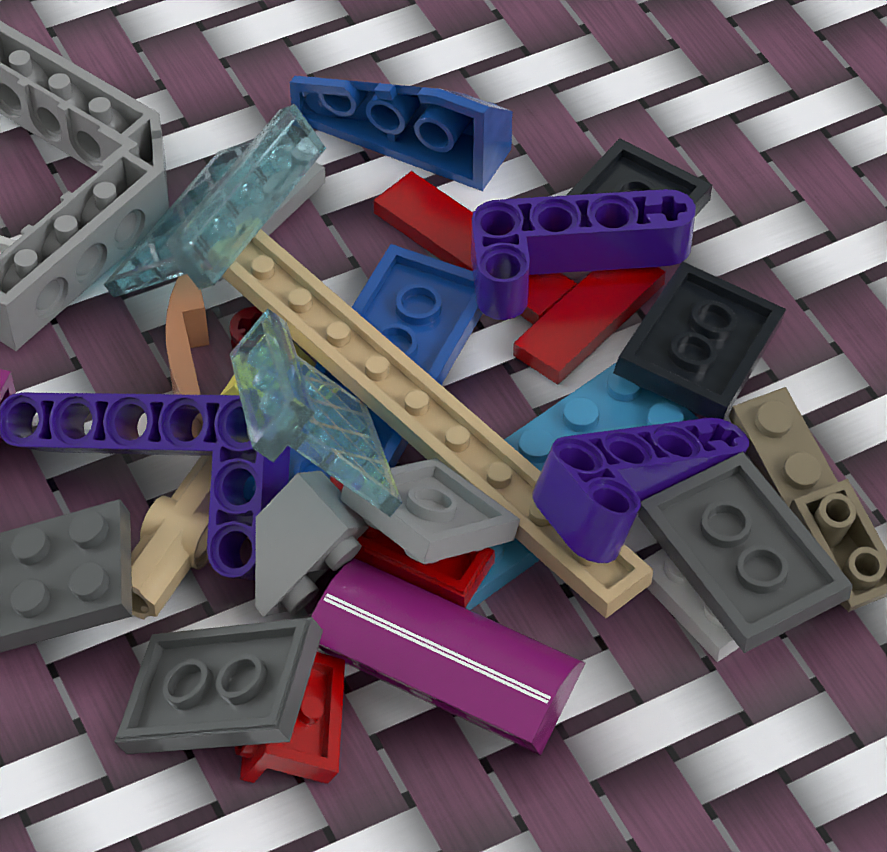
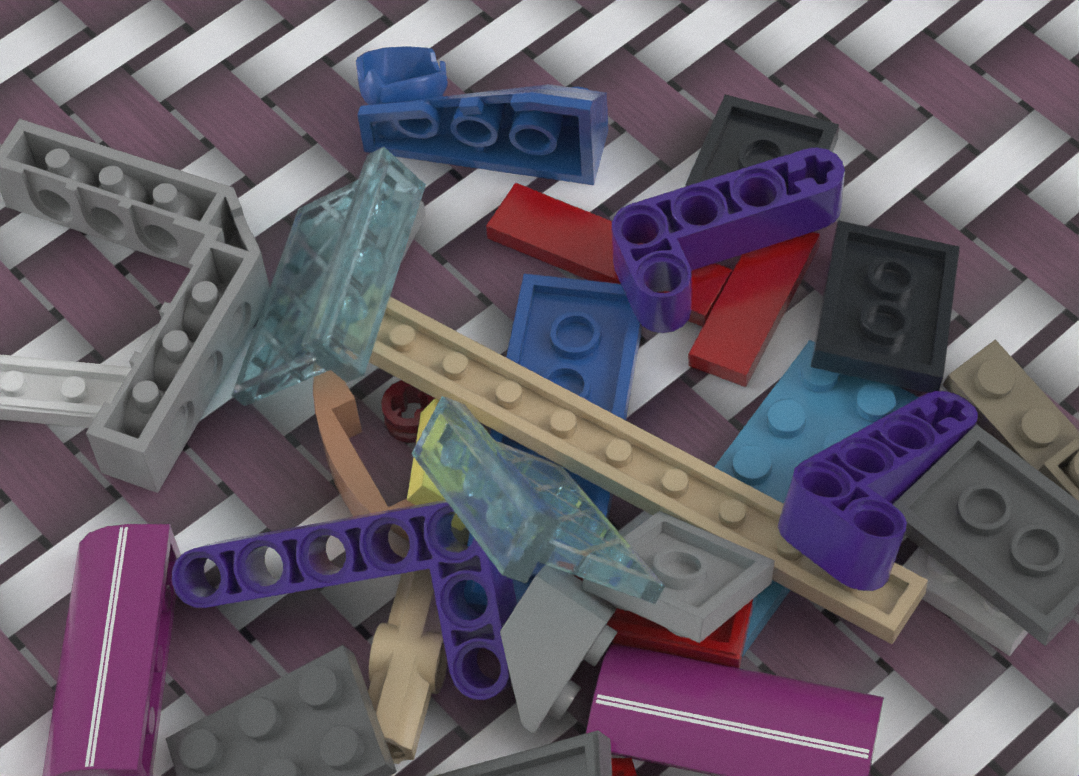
camera: 10 degrees left, 5 degrees up
(340, 59) = (400, 74): none -> blue hair

